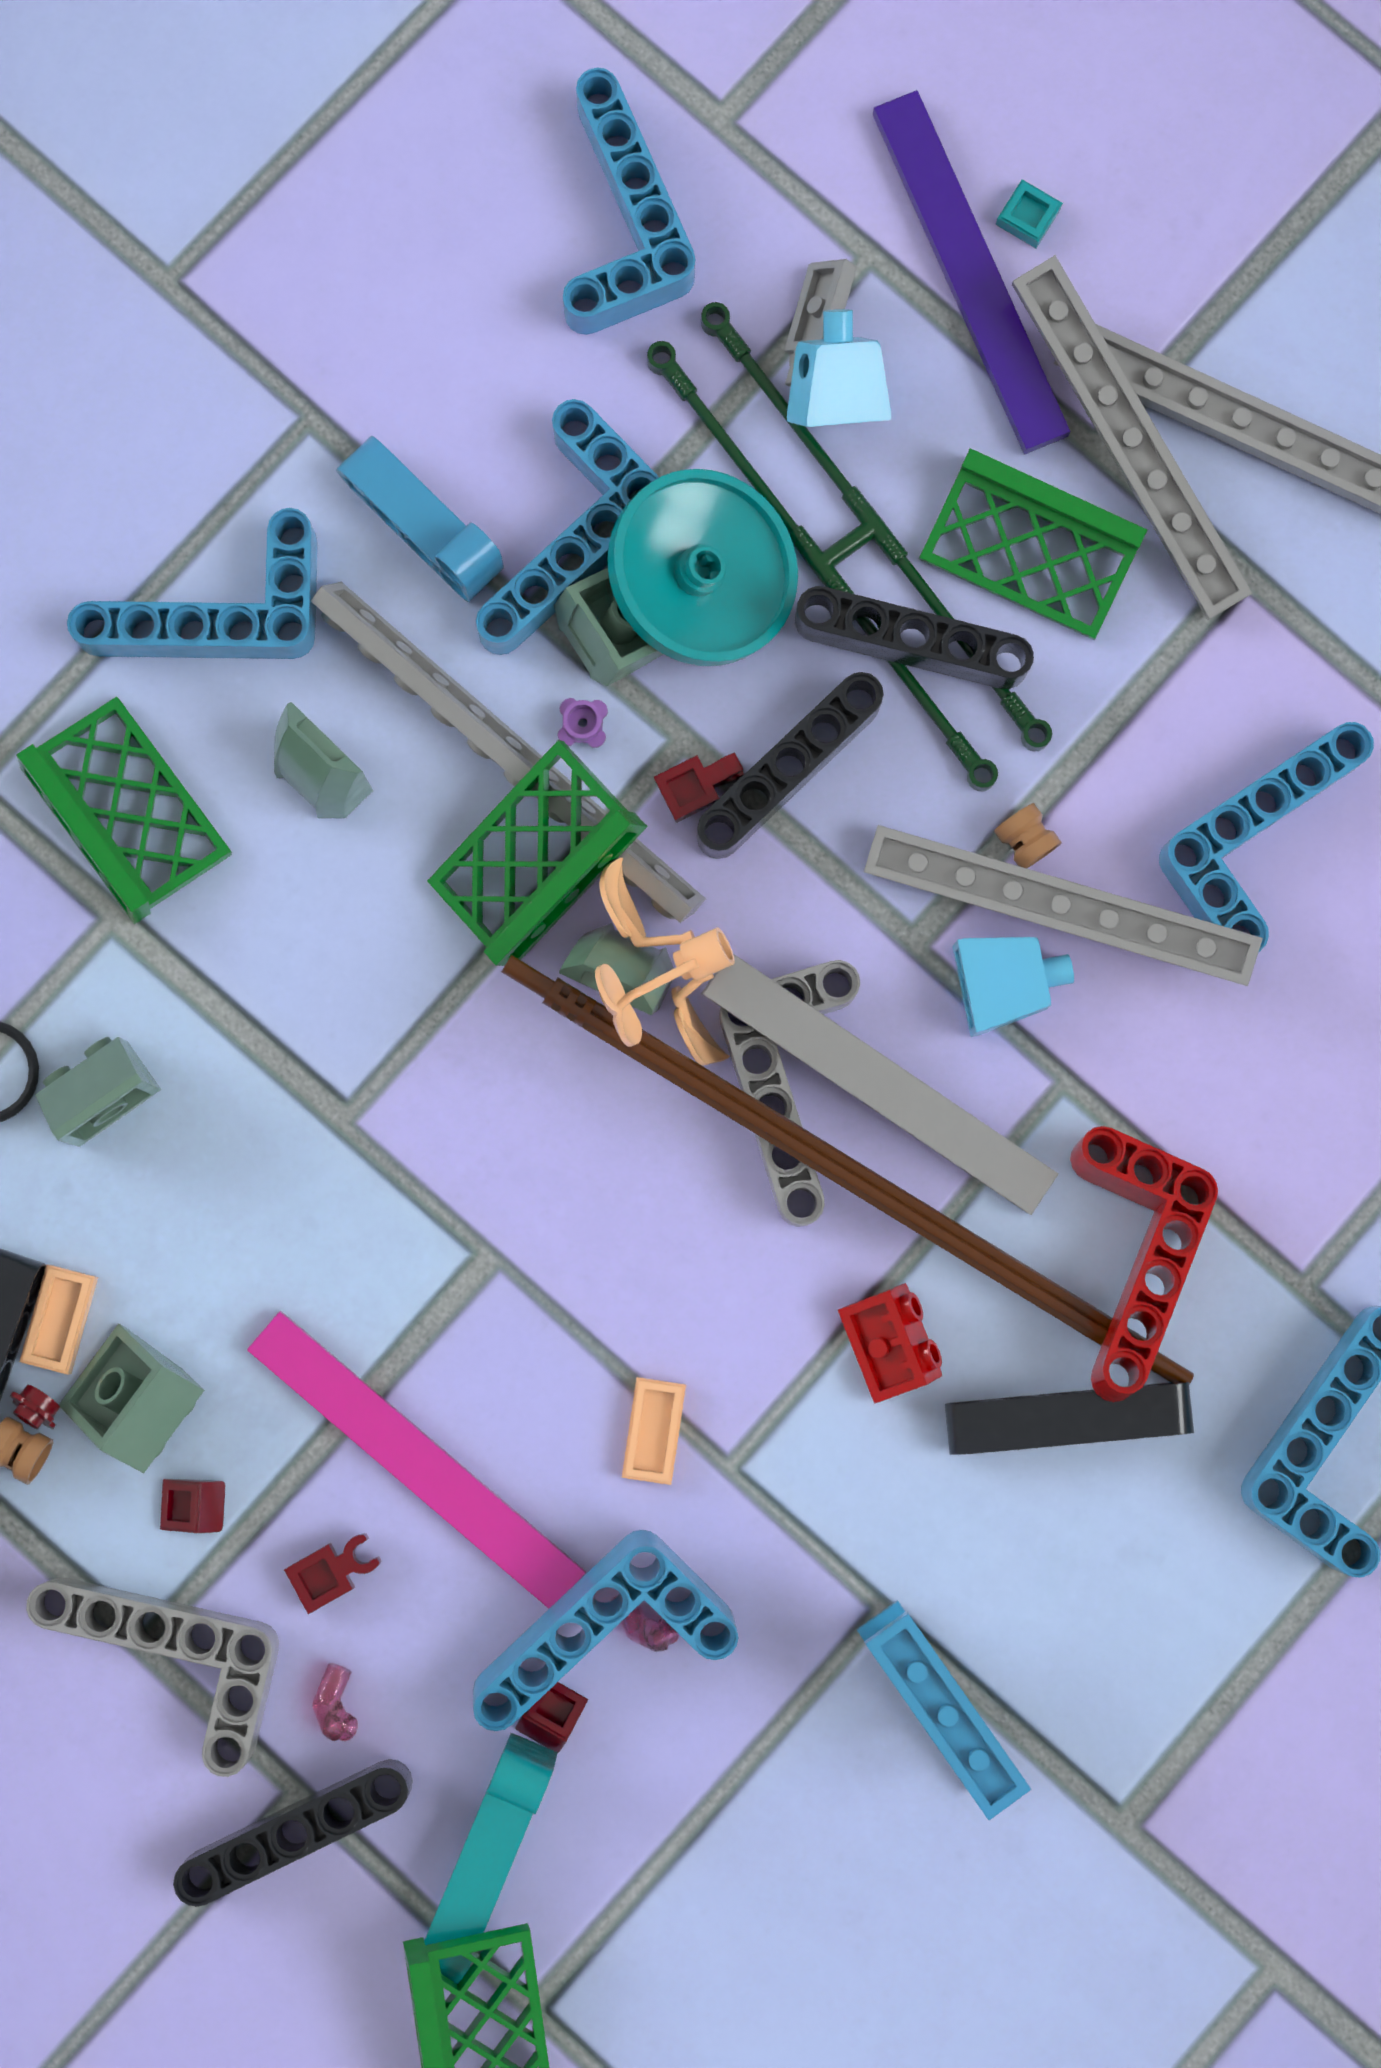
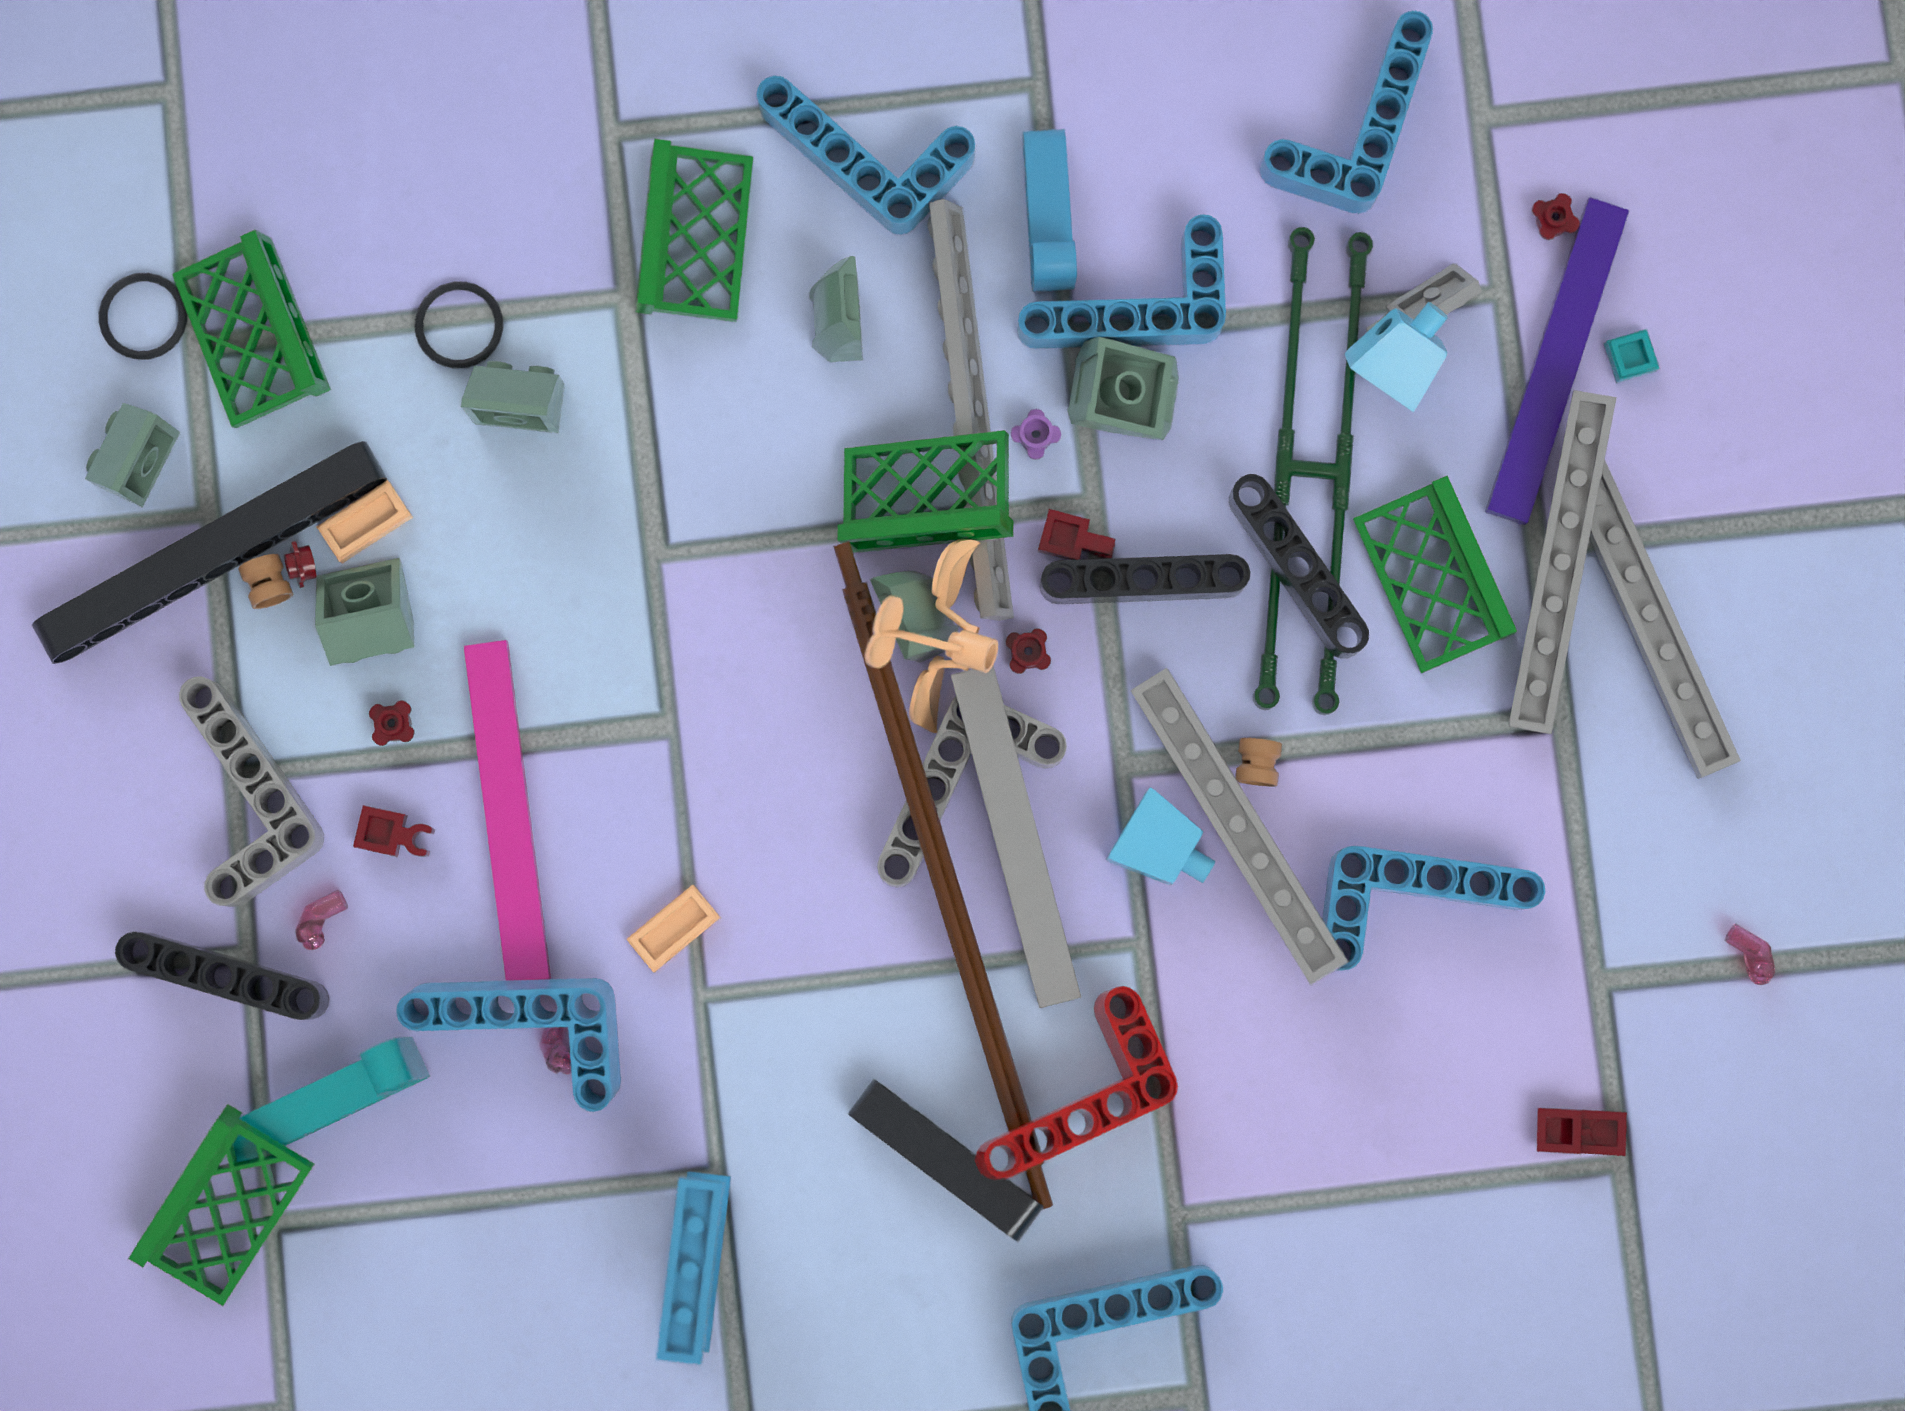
camera: 45 degrees right, 0 degrees up
(192, 1505) = (342, 714): dark red slope -> none
(258, 1474) = (402, 729): none -> dark red plate
(553, 1717) = (447, 1050): dark red slope -> none
(702, 567) = (1201, 401): teal dish -> none
(744, 902) = (1034, 640): none -> dark red plate
(859, 163) = (1547, 225): none -> dark red plate
(891, 1343) = (875, 1009): red bracket -> none

